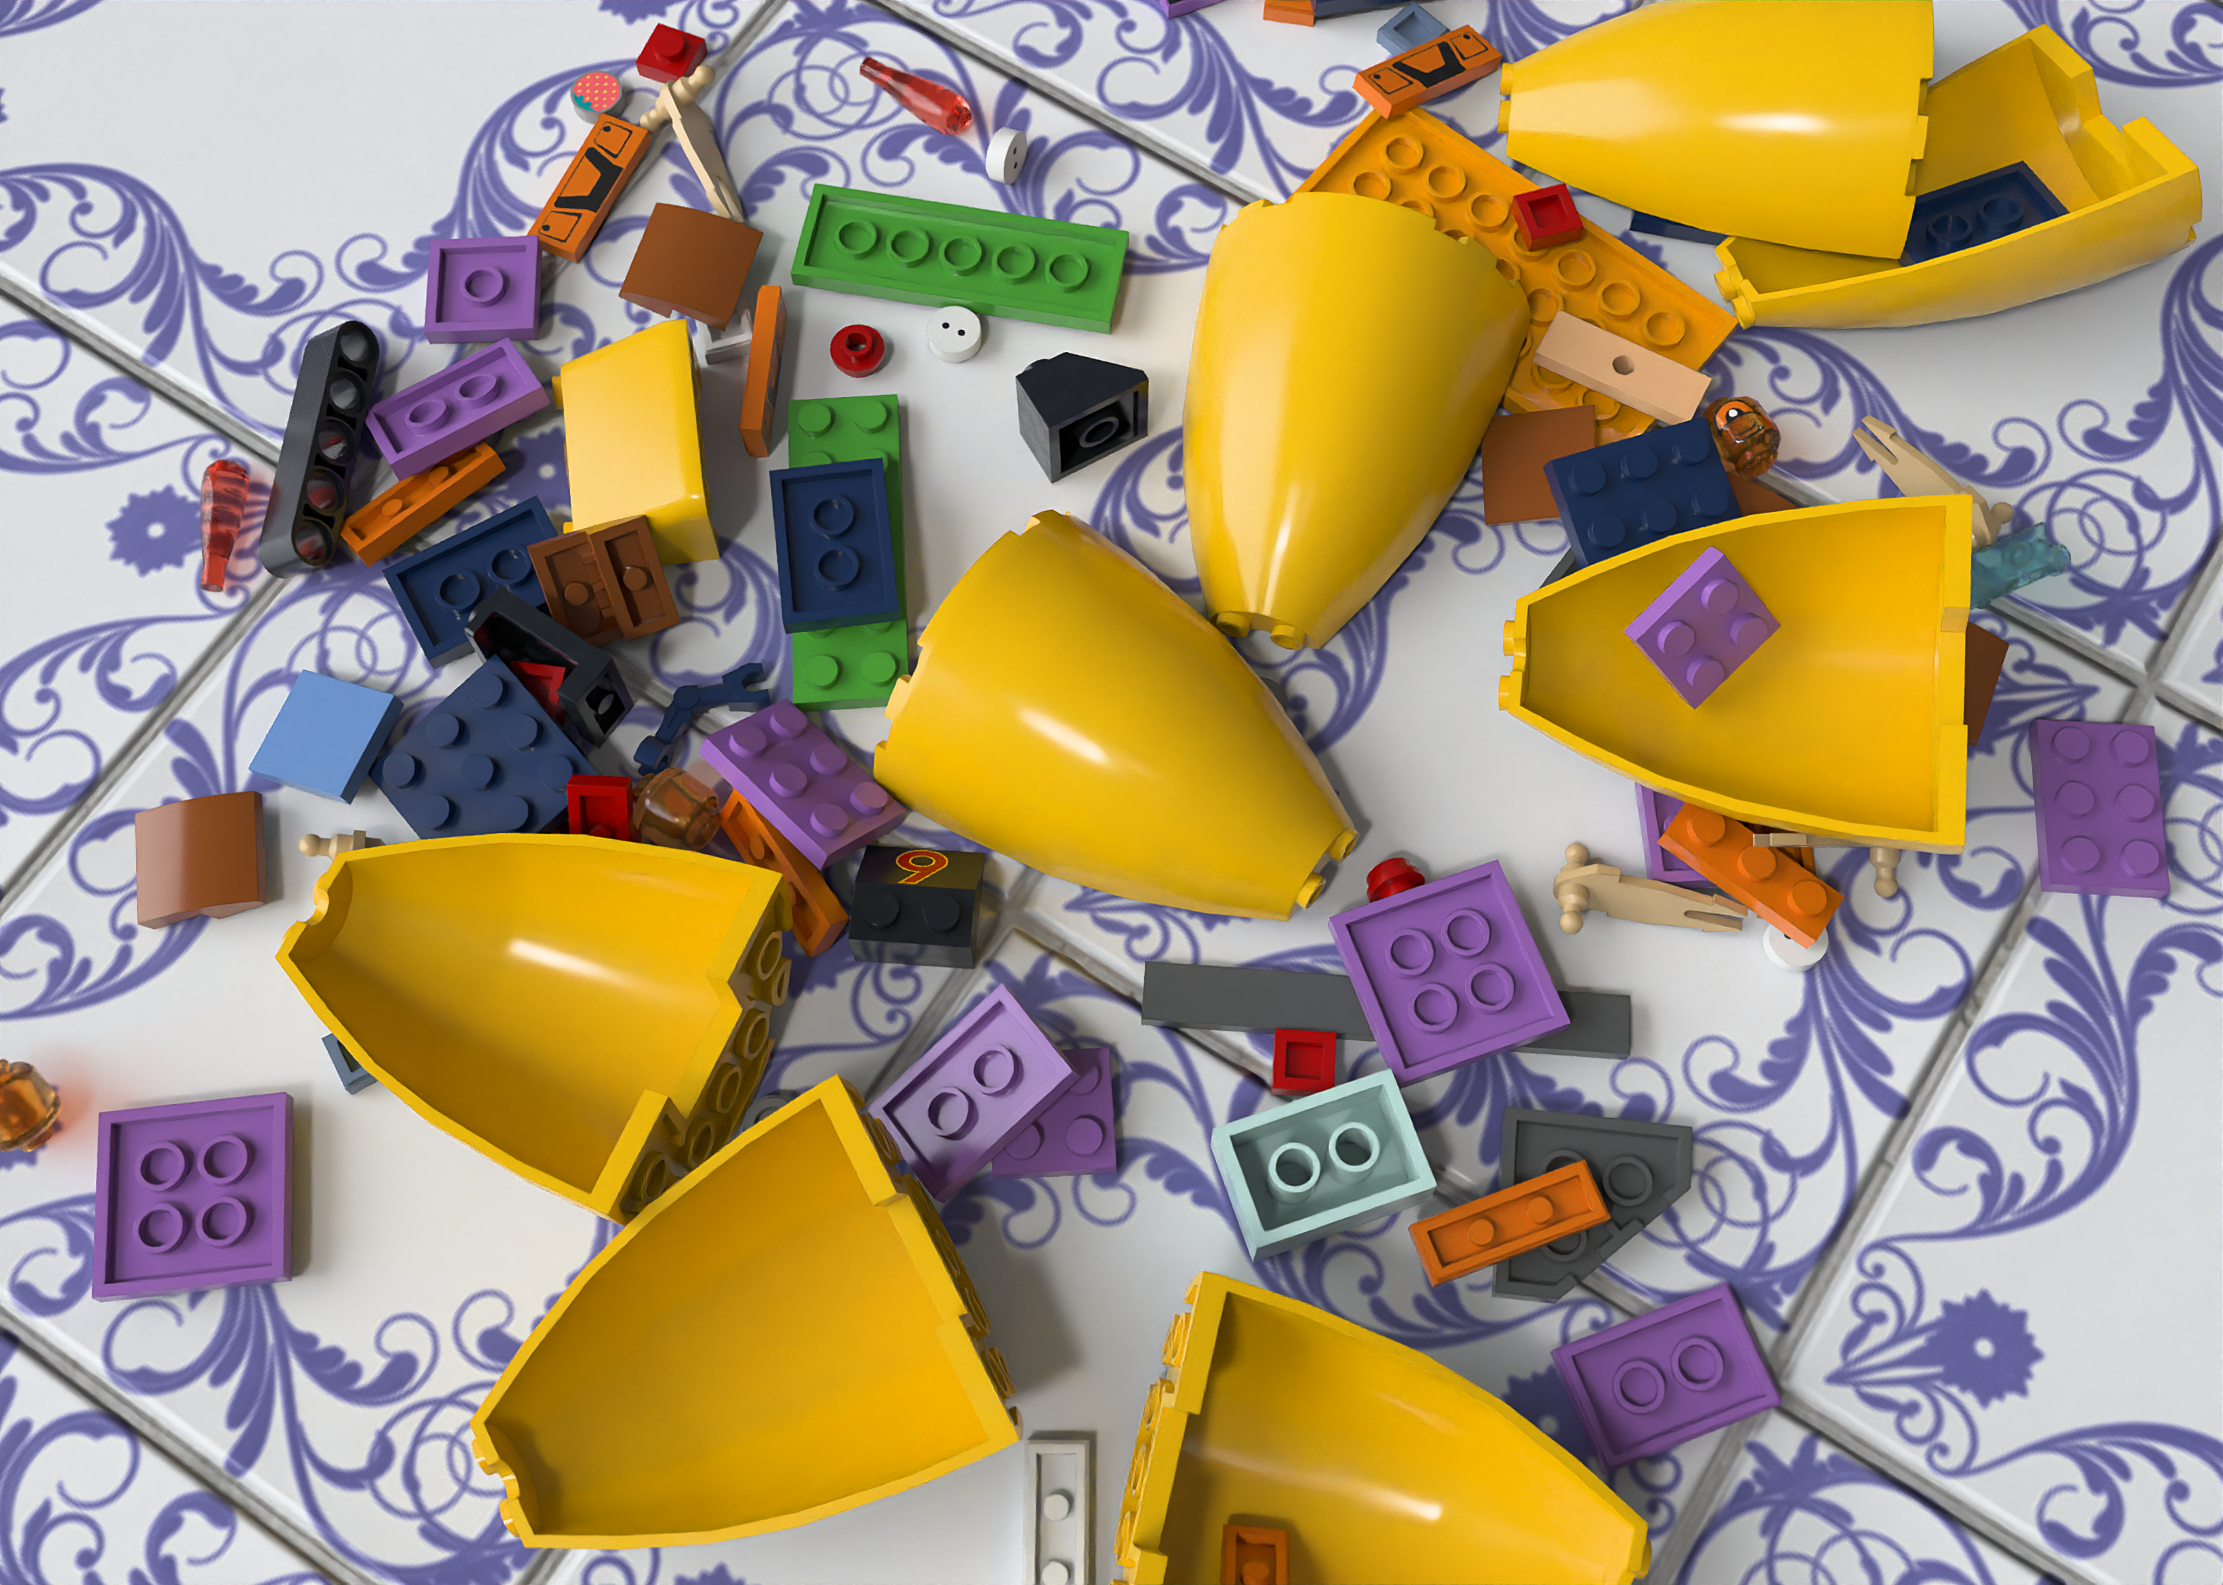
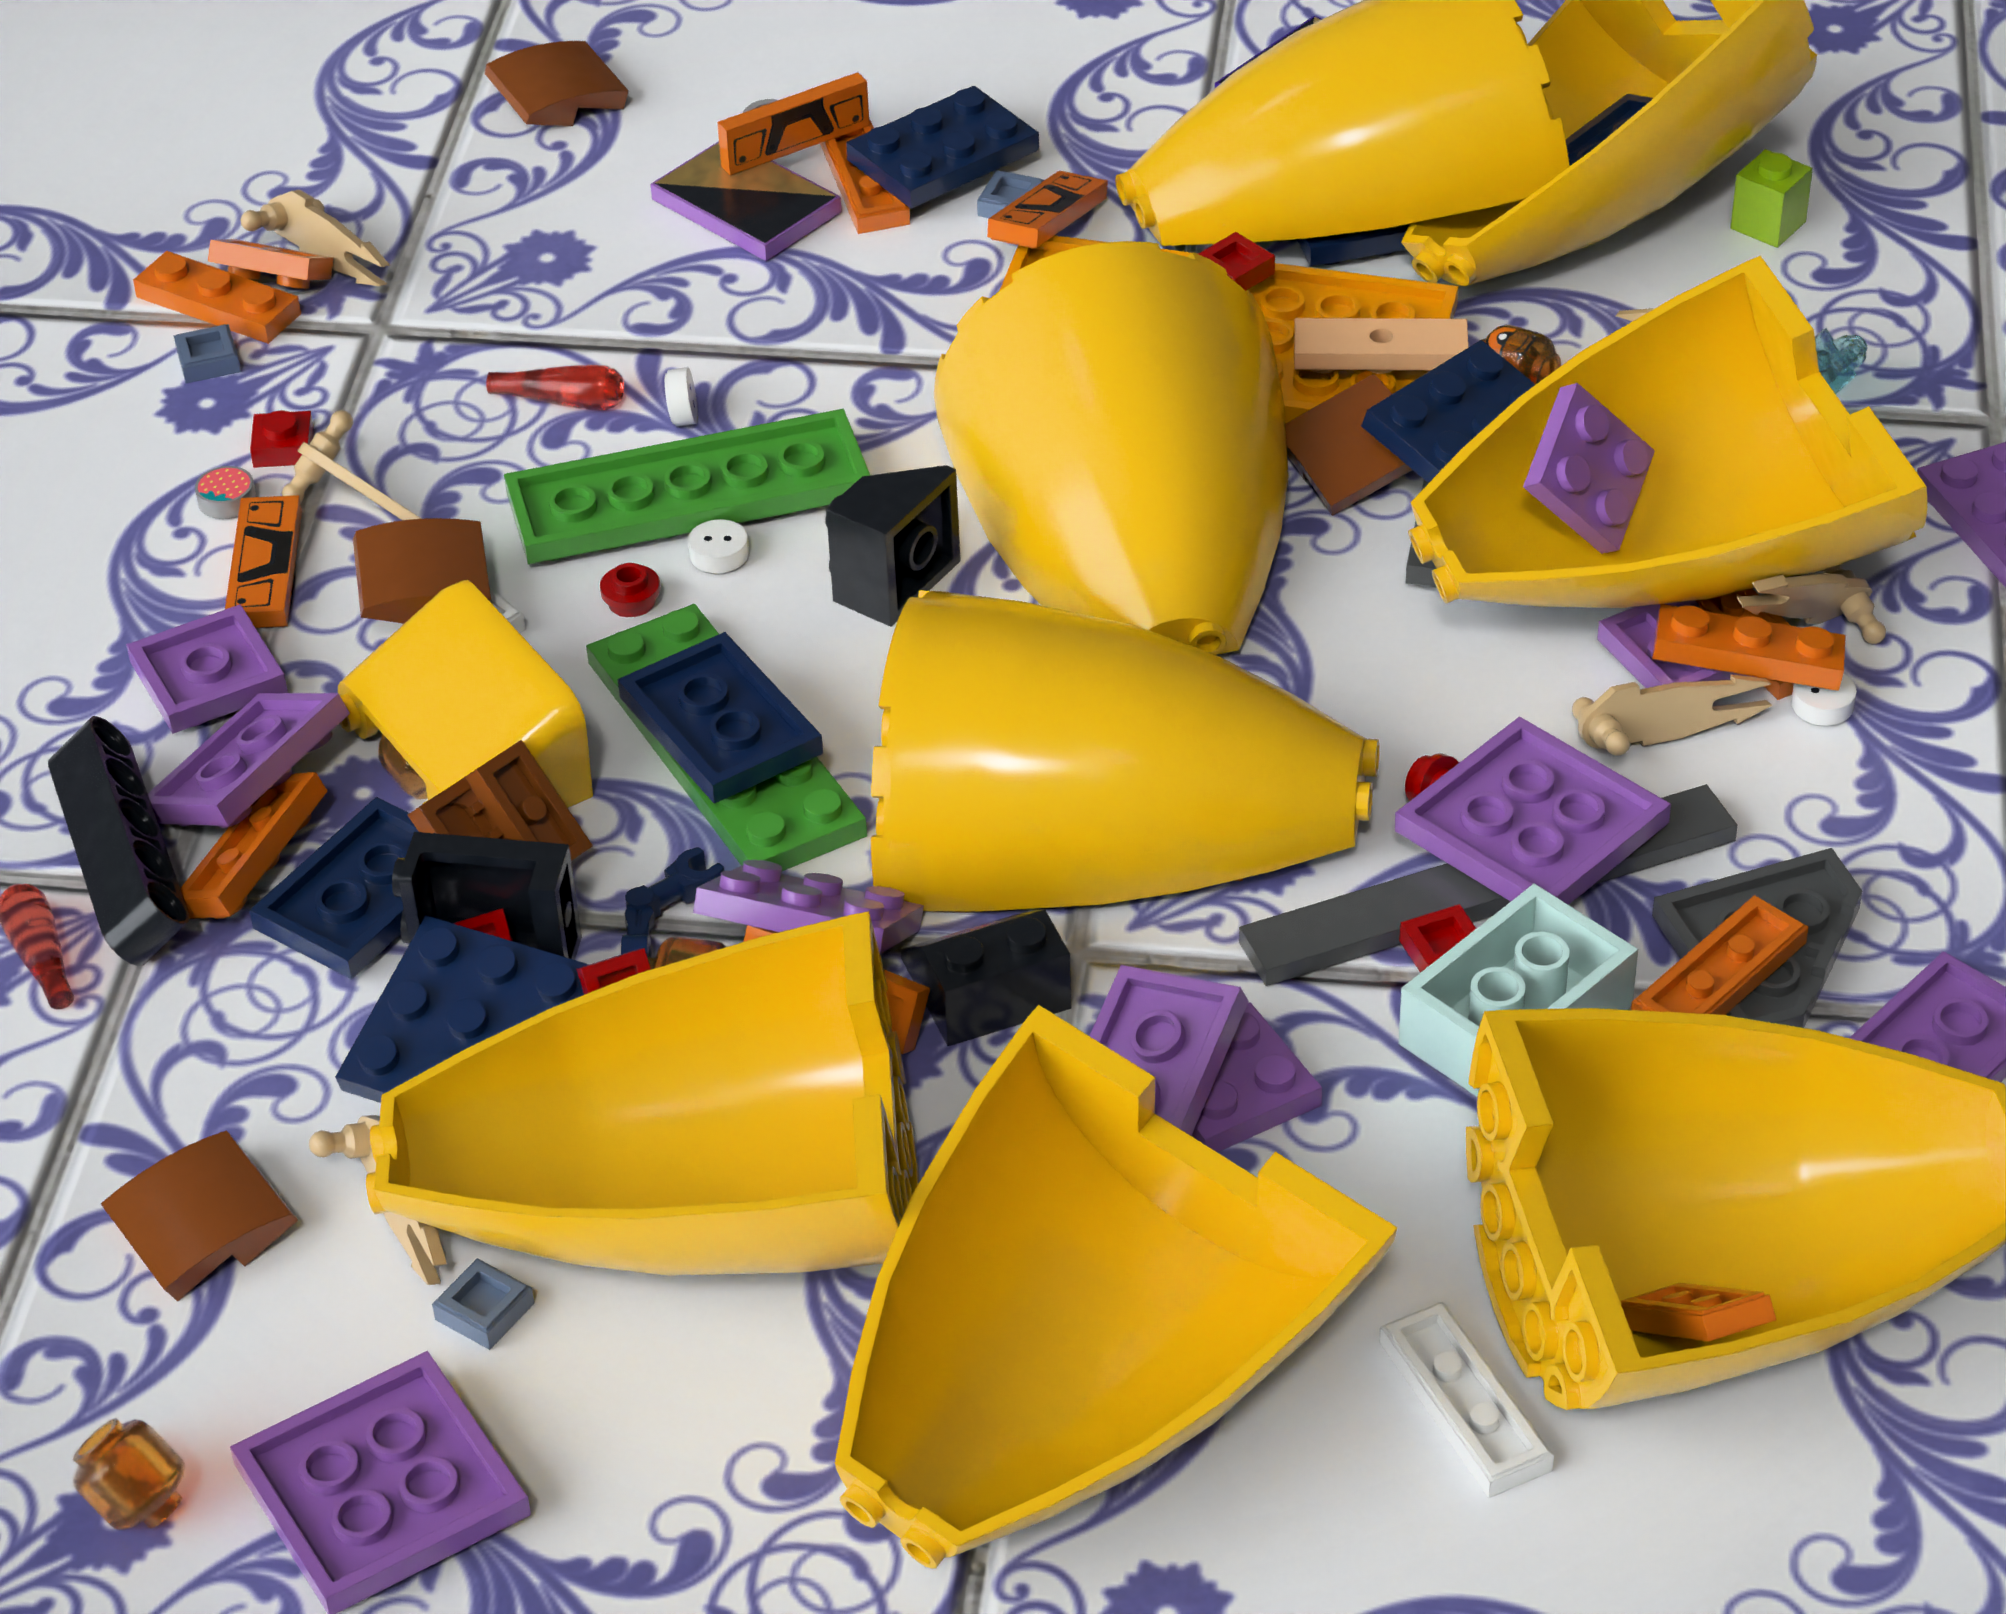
camera: 25 degrees left, 25 degrees down
(326, 736) = (274, 1063): medium blue tile -> none
(763, 371) = (547, 623): orange tile -> none
(2091, 337) = (1771, 198): none -> lime brick

